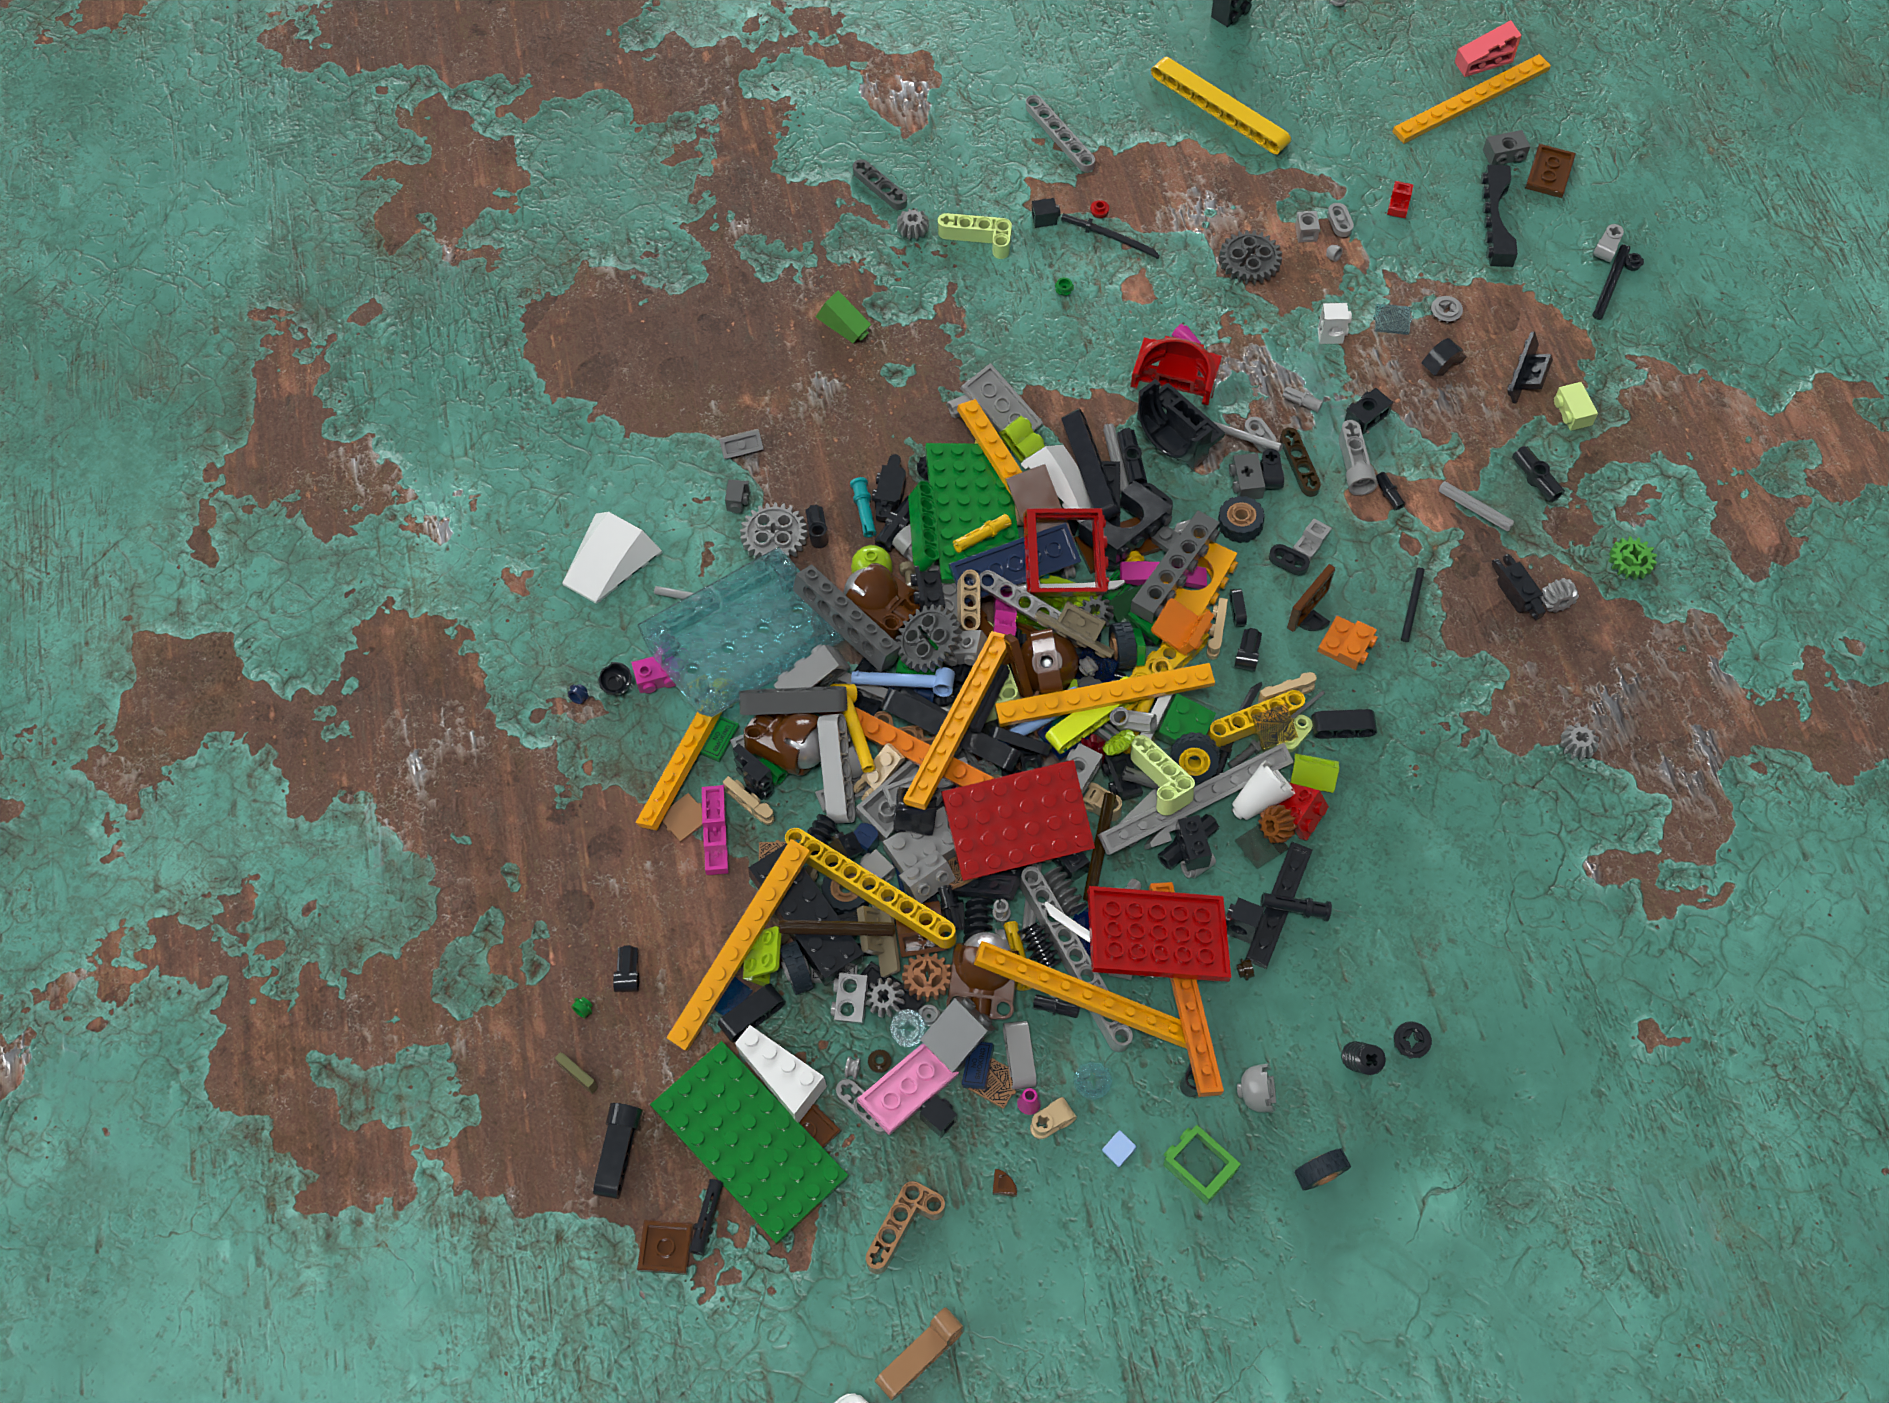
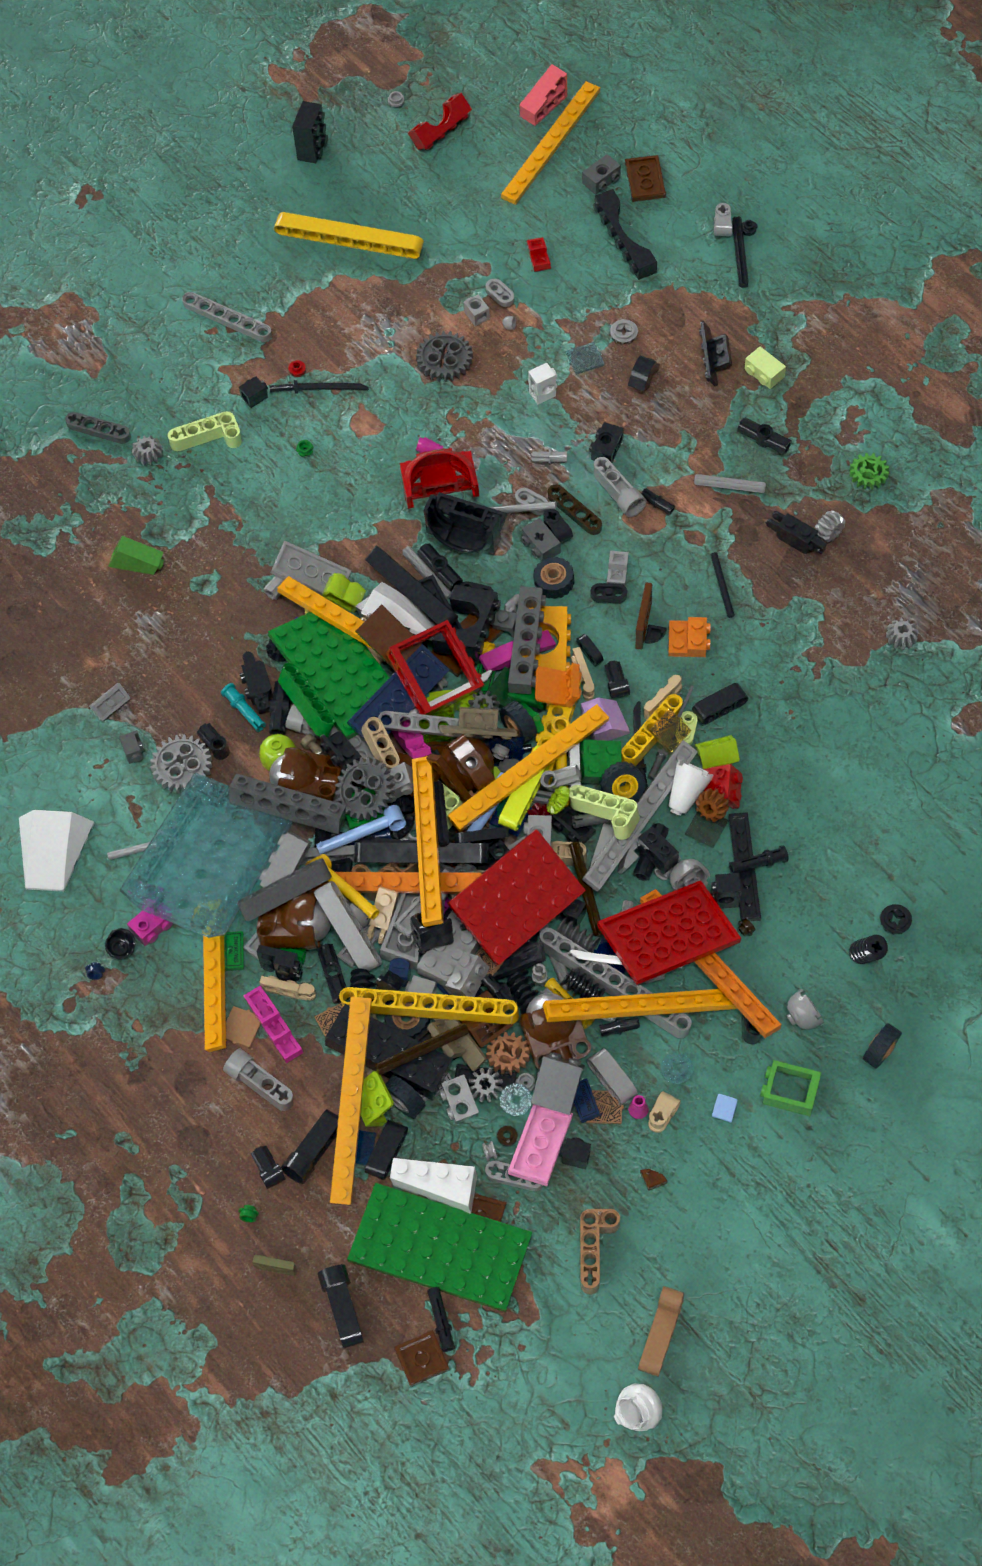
camera: 25 degrees left, 0 degrees up
(659, 857) = (242, 1067): none -> light grey beam
(679, 973) = (302, 1161): none -> black beam
(802, 796) = (330, 963): none -> black piece
(989, 529) = (362, 678): yellow pin -> none
(1214, 881) = (688, 872): none -> light grey cylinder
(1223, 693) = (614, 727): none -> lavender slope
(1349, 39) = (454, 109): none -> red arch

